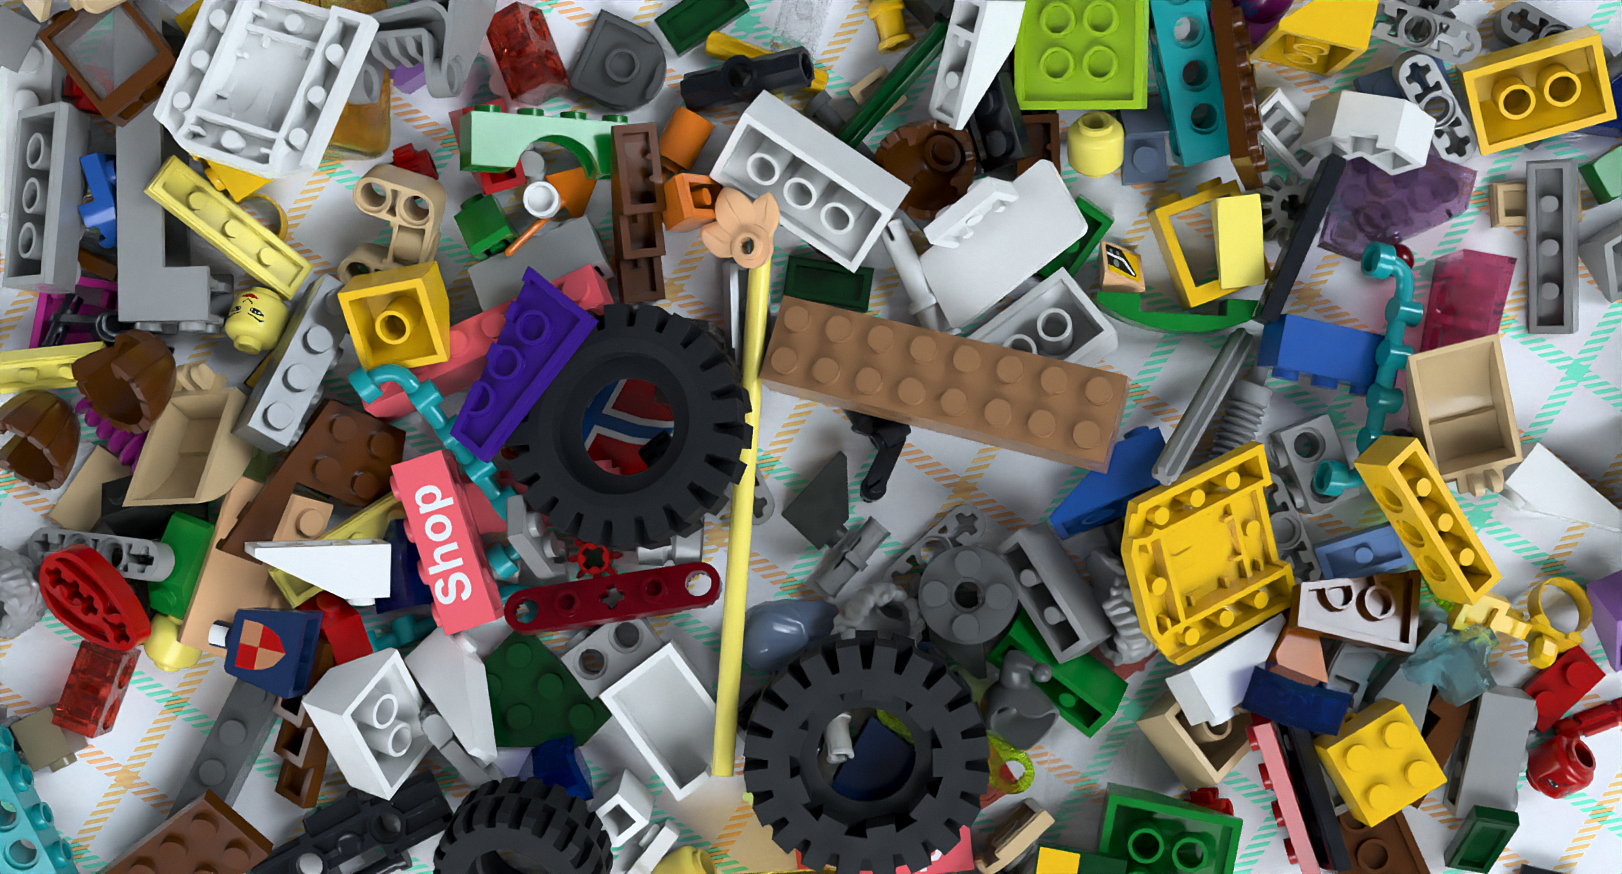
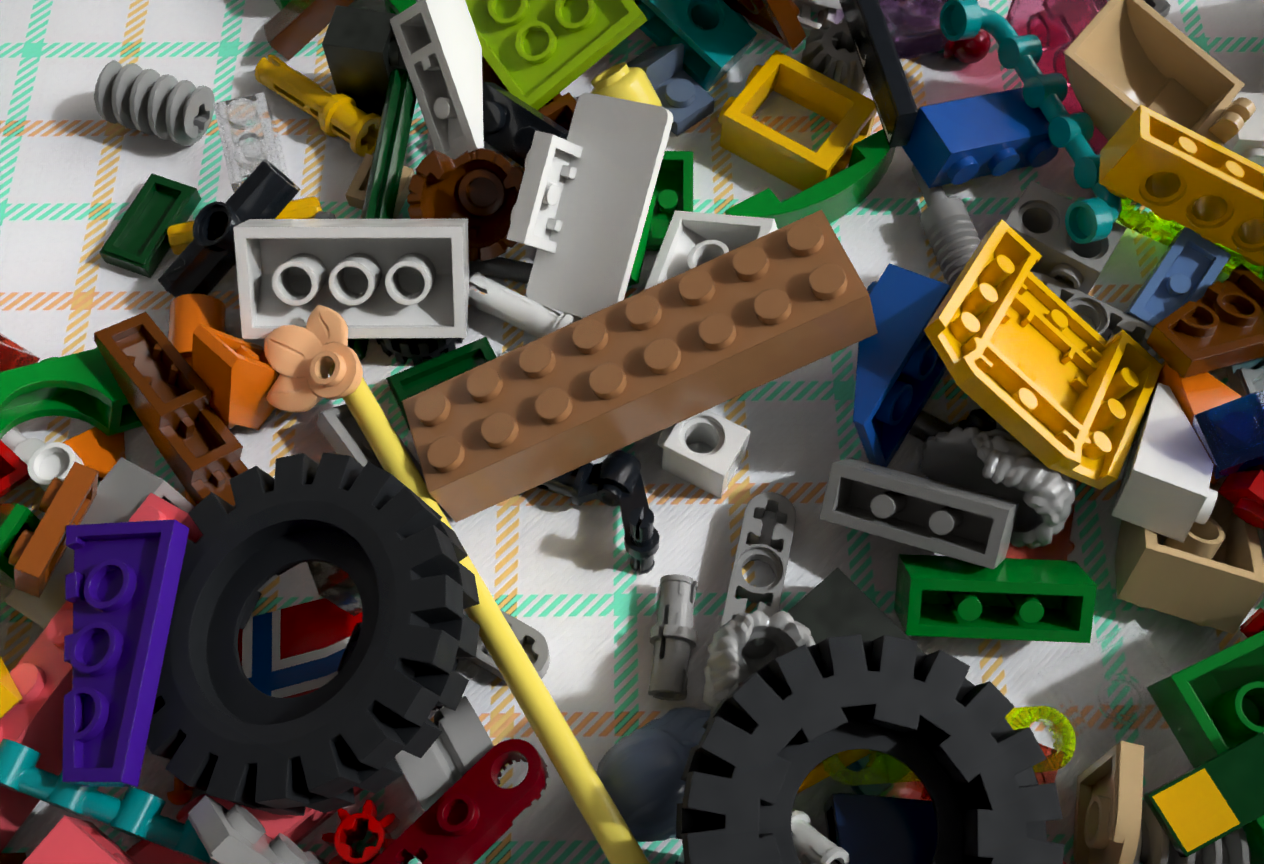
camera: 35 degrees left, 25 degrees down
(533, 243) = (40, 551): none -> dark orange plate
(619, 65) = (77, 304): dark grey tile -> none
(823, 505) = (598, 600): pearl dark grey slope -> none
(939, 594) = (842, 526): dark grey wheel -> none
(958, 470) = (704, 470): none -> white brick
(1016, 706) = (993, 644): dark grey piece -> none
(1119, 269) = (724, 192): slope -> none
(1202, 407) = (917, 234): light grey axle -> none
(1238, 240) = (820, 83): light yellow slope -> none

